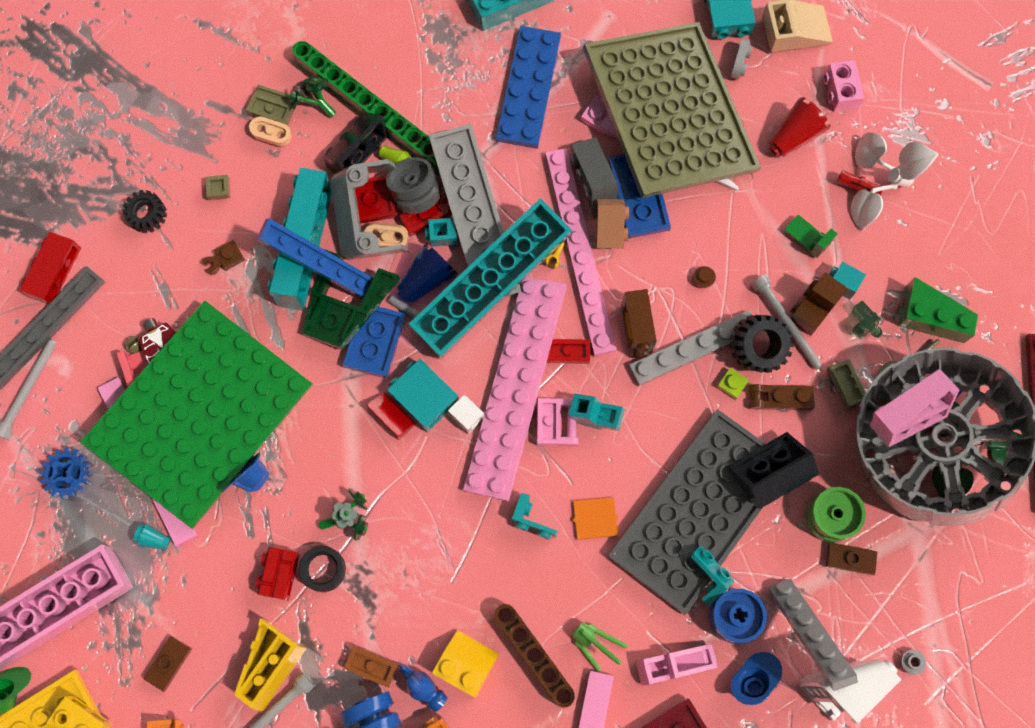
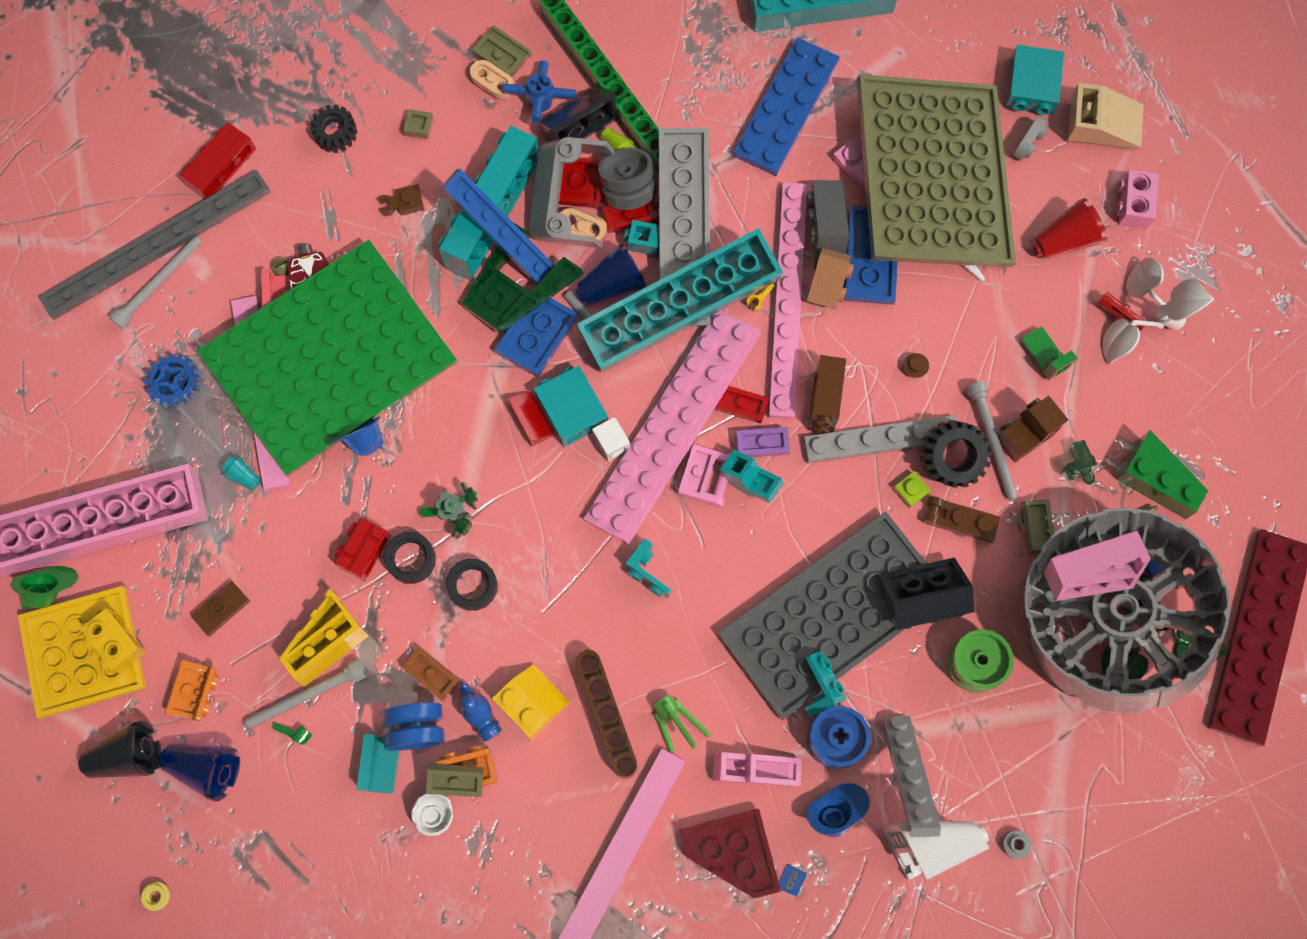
camera: 15 degrees right, 0 degrees up
(311, 85) = (551, 42): dark green plant -> none
(315, 131) = (539, 91): none -> blue bar
(365, 576) = (486, 598): none -> black tyre
(595, 518) = (717, 590): orange piece -> none
(596, 379) = (763, 442): none -> medium lavender plate
(848, 277) = (1076, 410): teal brick -> none
(851, 559) = (984, 715): reddish brown plate -> none

